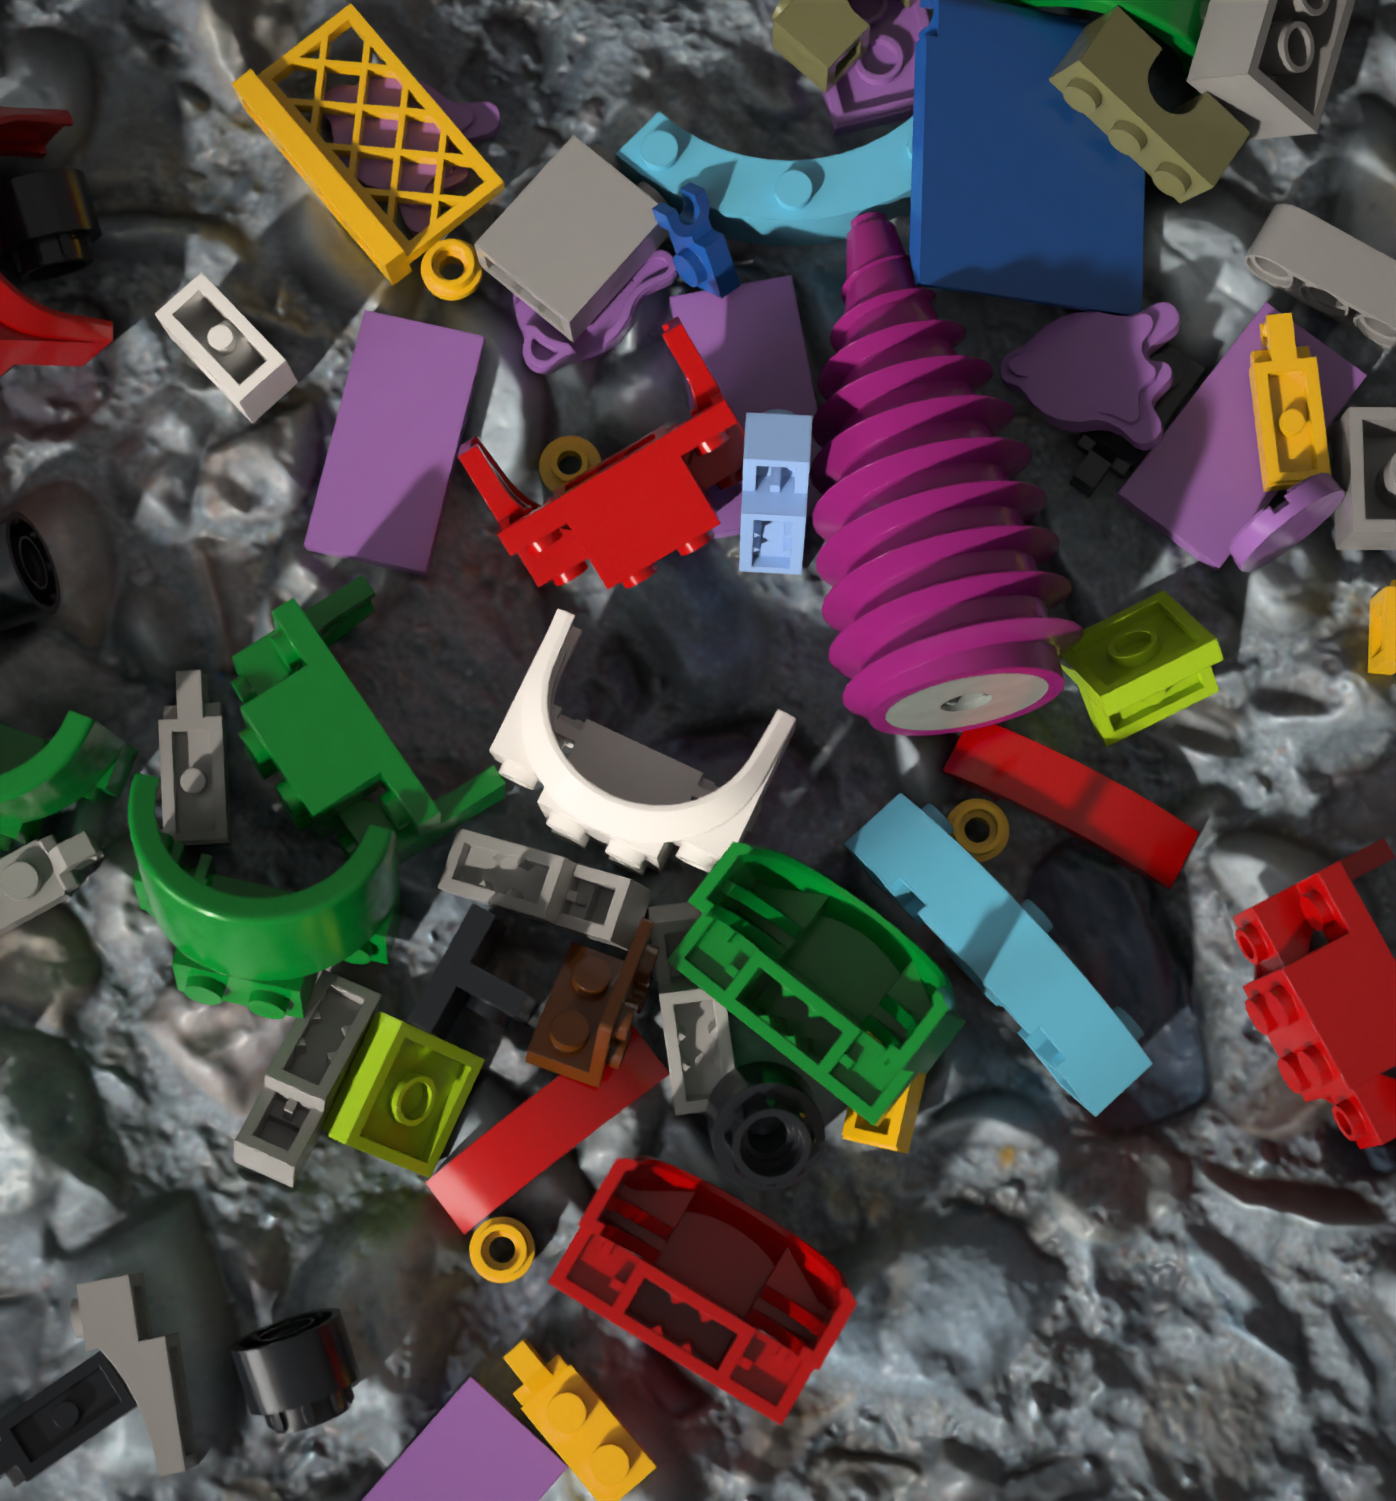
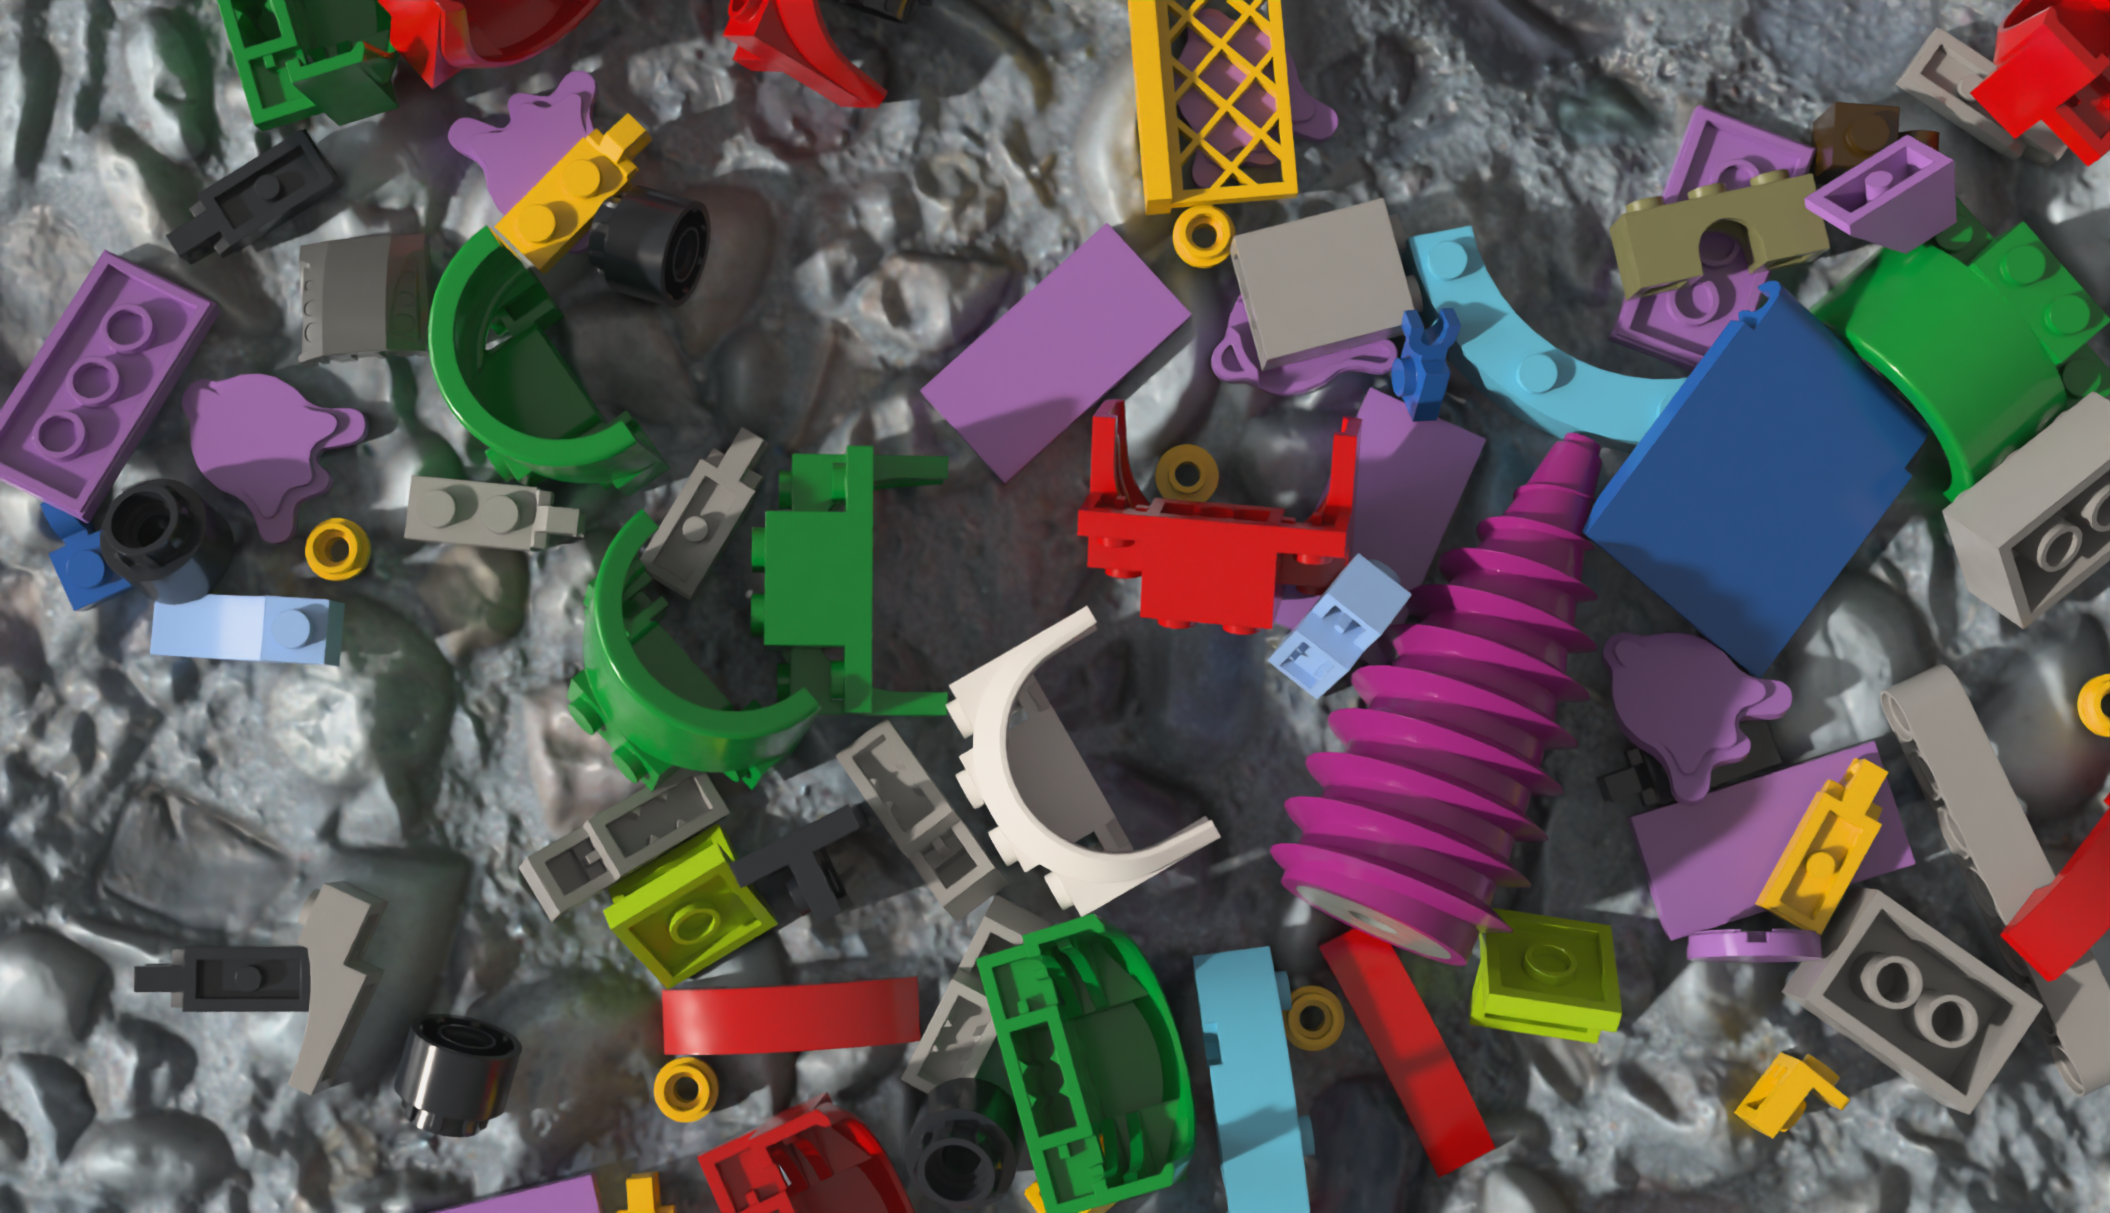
camera: 35 degrees right, 5 degrees up
(226, 347) = (967, 179): white brick -> none
(593, 1009) = (886, 948): reddish brown bracket -> none
(1109, 84) = (1874, 465): olive arch -> none

